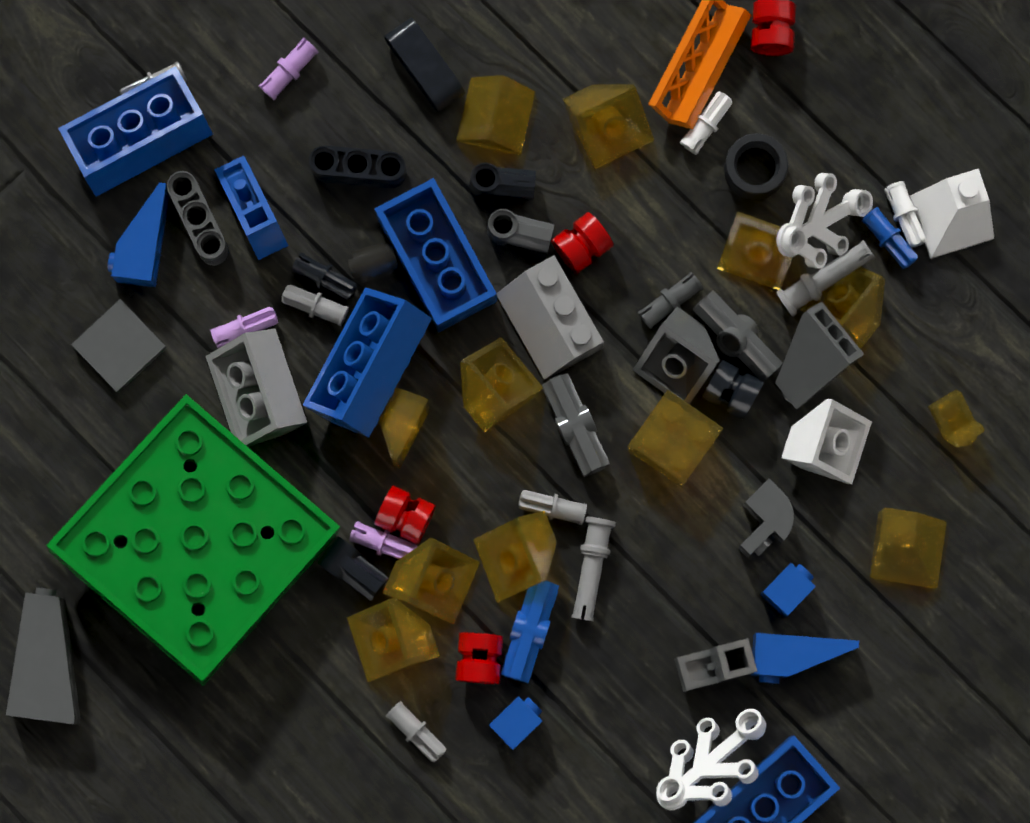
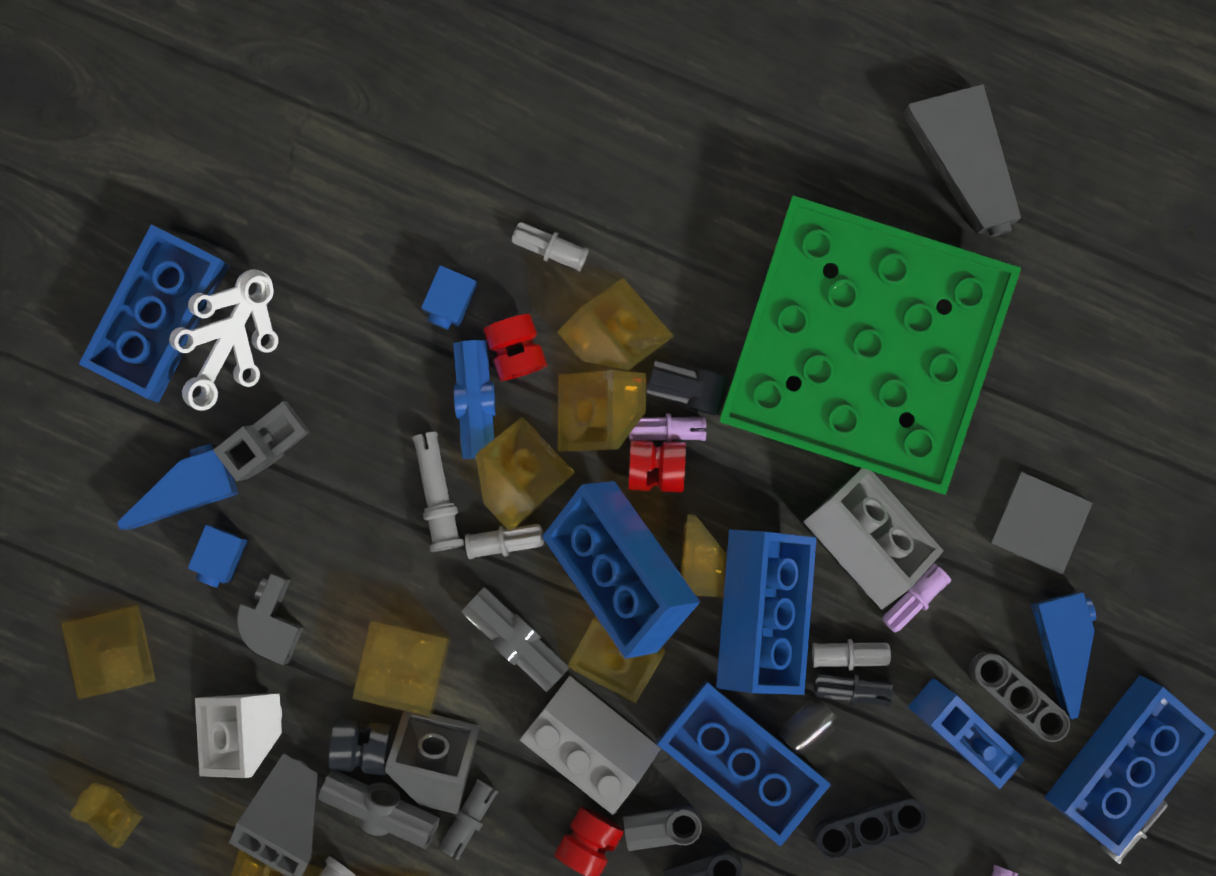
camera: 155 degrees right, 5 degrees up
(468, 440) = (620, 569): none -> blue brick

